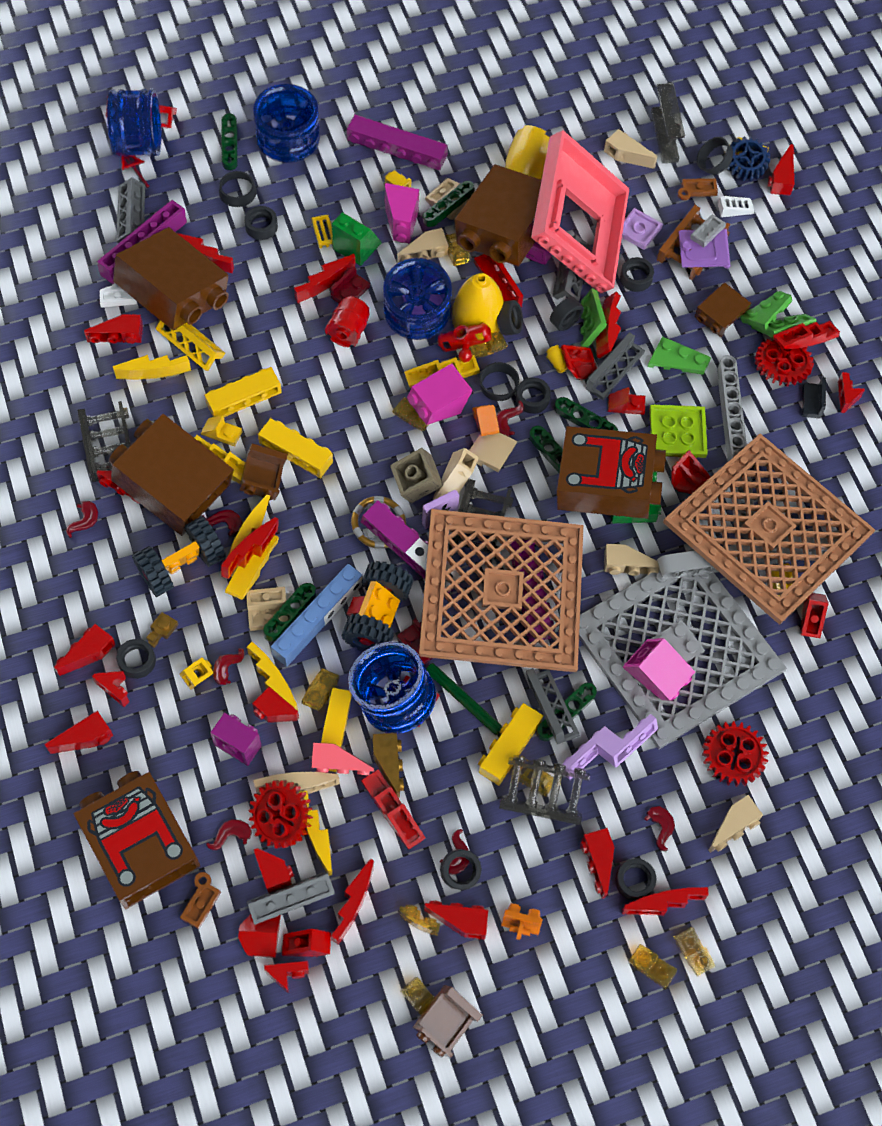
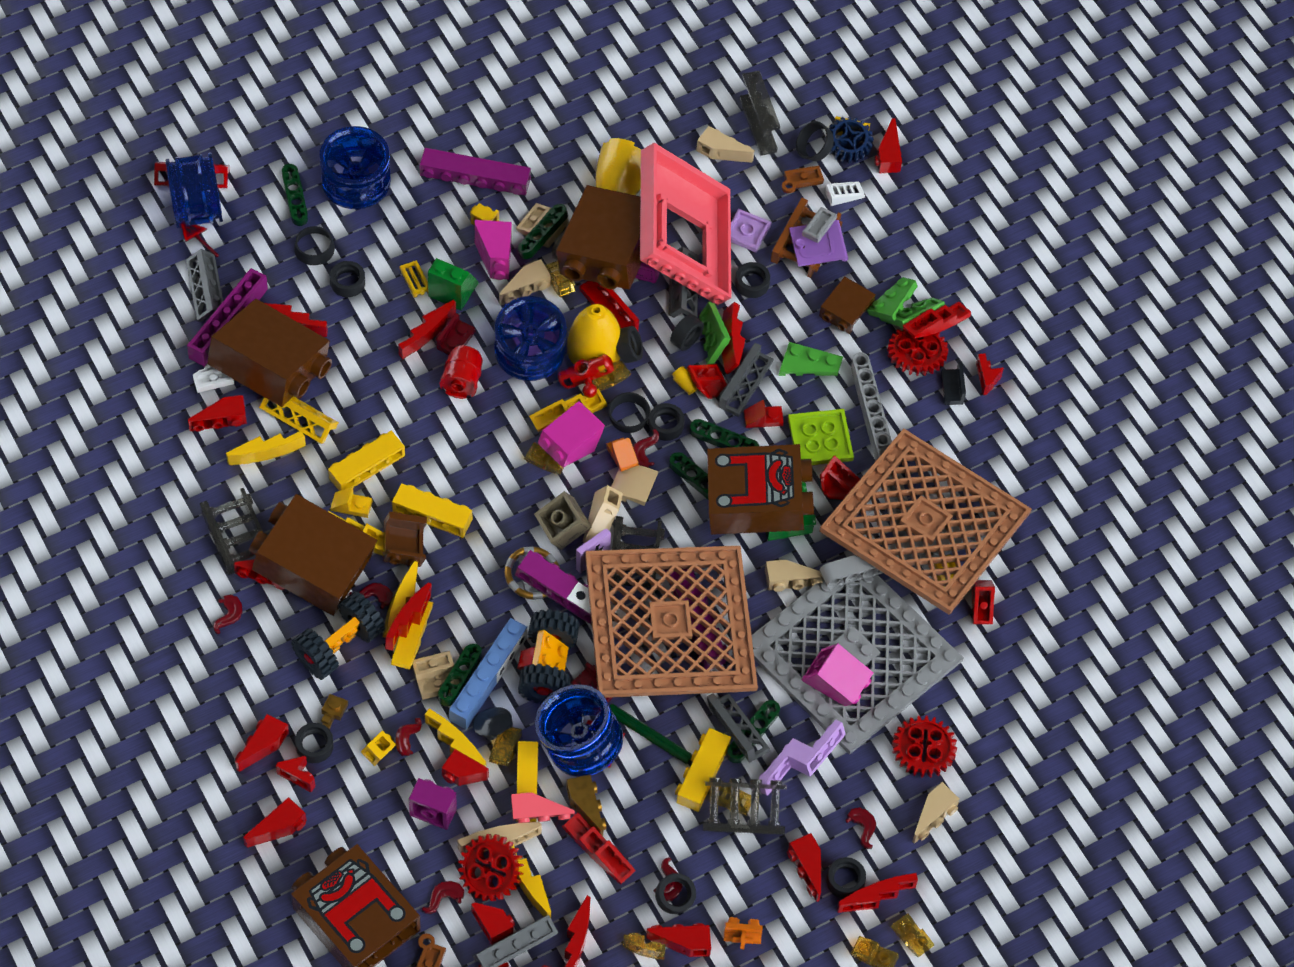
camera: 10 degrees left, 5 degrees down
(312, 664) = (492, 722): none -> black dish

